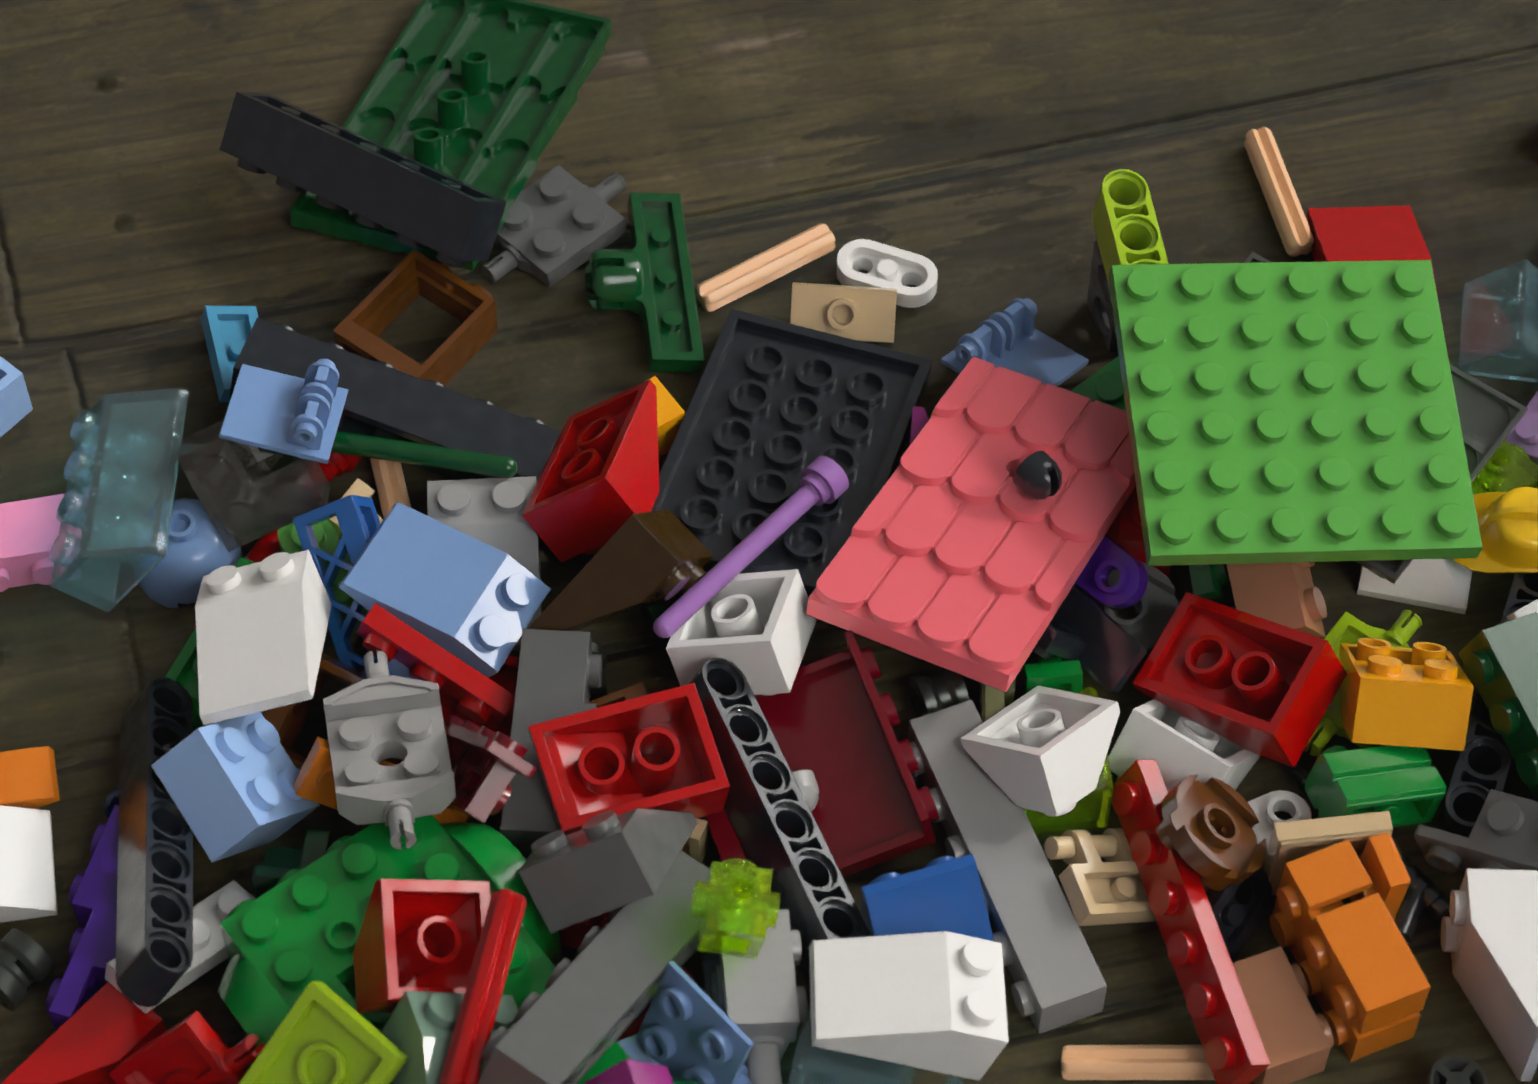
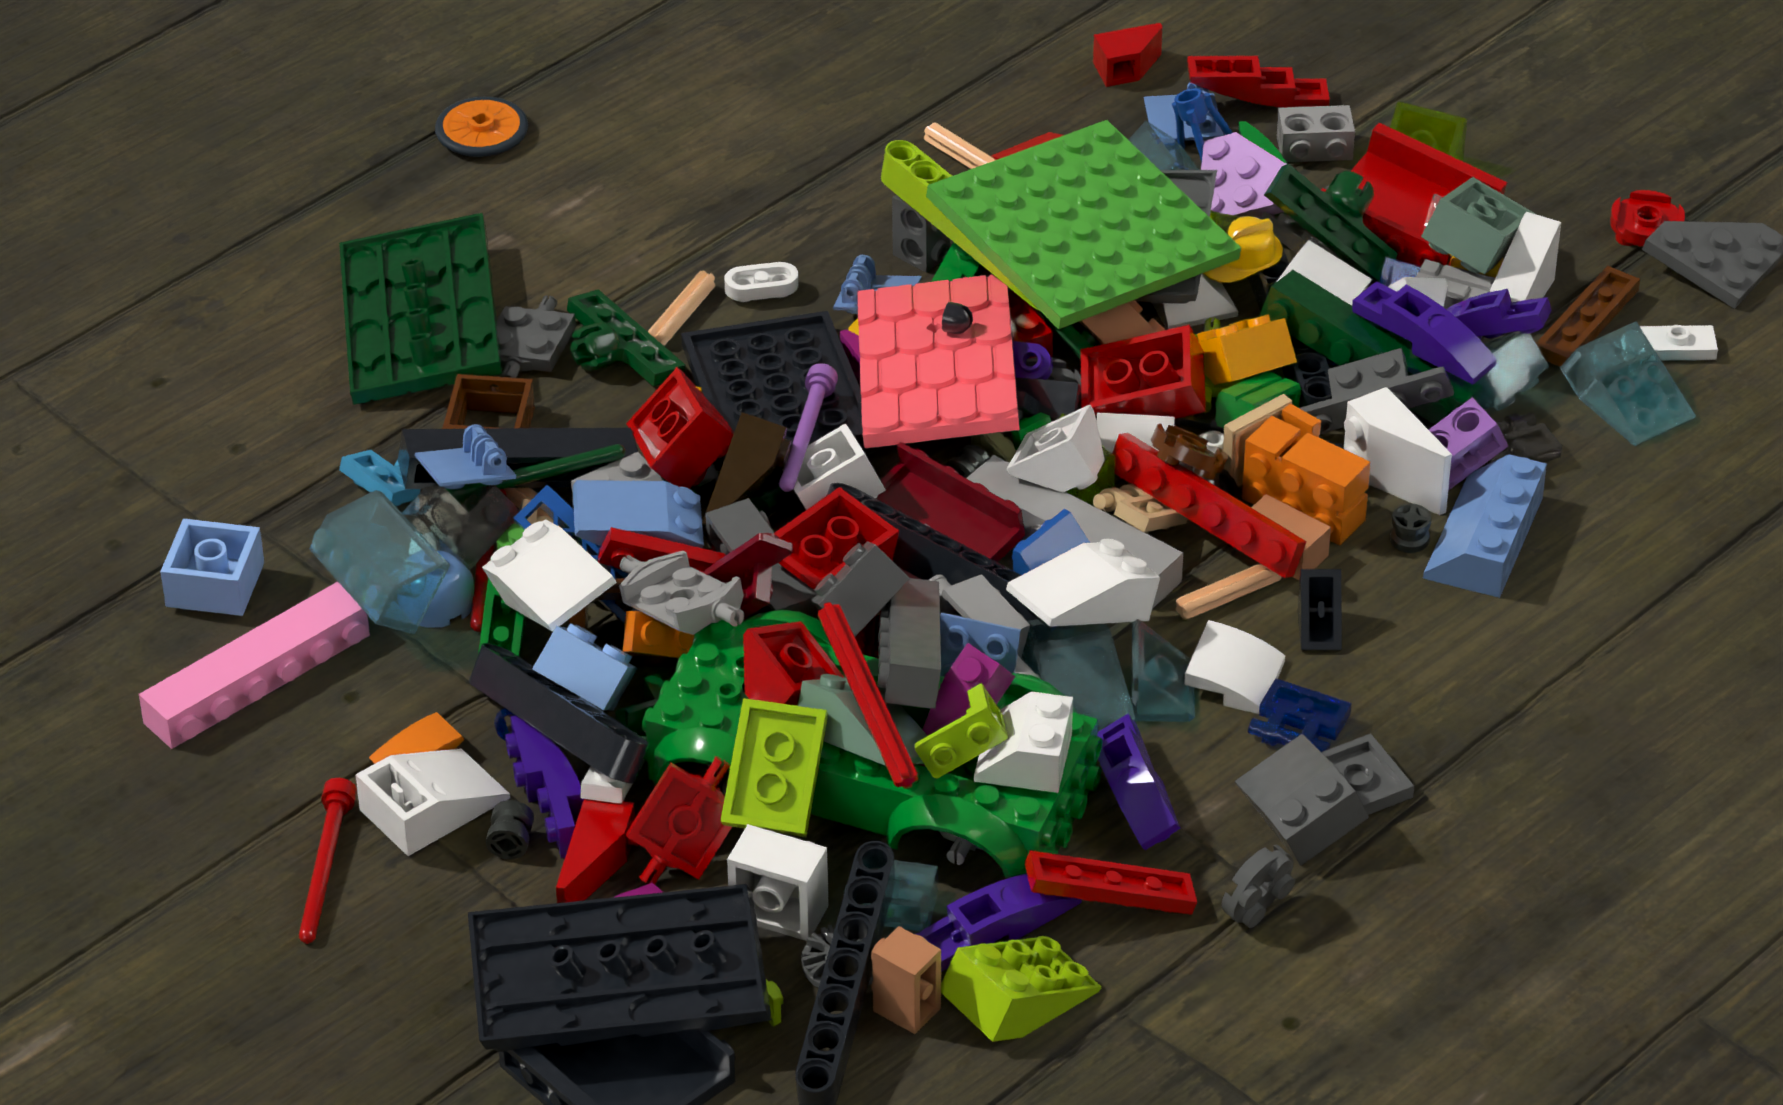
camera: 30 degrees left, 15 degrees down
(362, 177) = (396, 344): black brick -> none
(734, 908) = (959, 572): clear neon green brick -> none
(845, 310) = (752, 306): tan plate -> none

